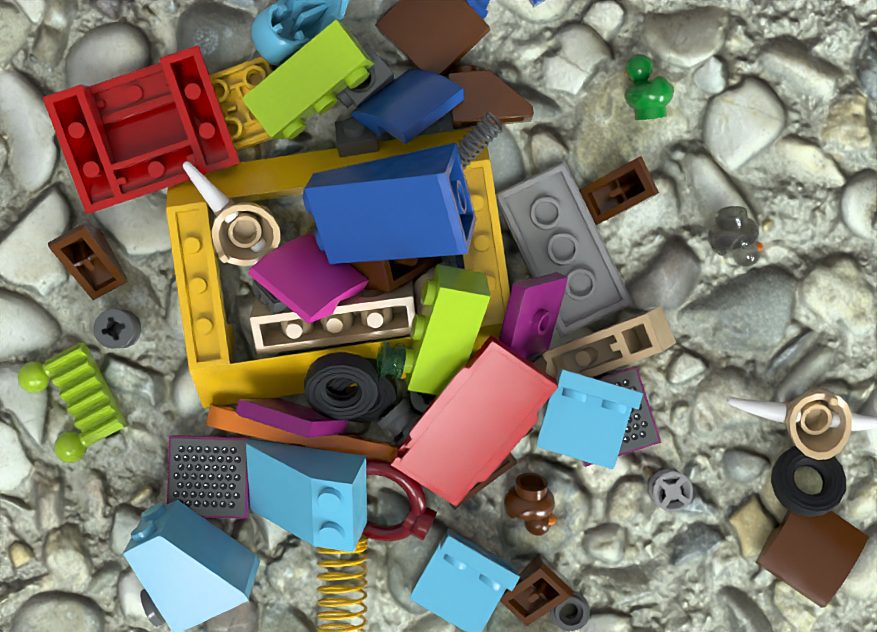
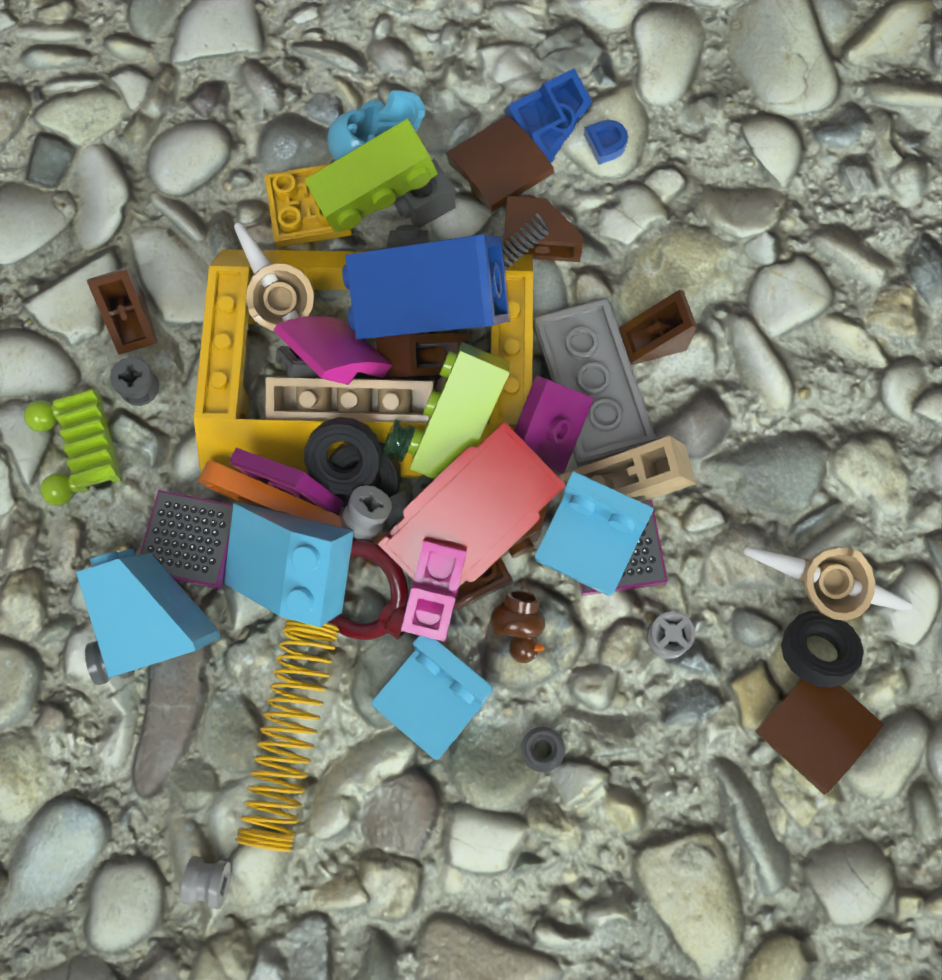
camera: 10 degrees right, 15 degrees down
(140, 129) = (191, 203): red slope -> none
(366, 441) = (366, 512): none -> light grey wheel
(409, 104) = (464, 215): blue slope -> none
(451, 499) = (434, 590): none -> slope
(537, 591) = (508, 718): reddish brown slope -> none
(644, 95) = (699, 245): green animal -> none
(736, 234) = (772, 386): clear smoke animal -> none

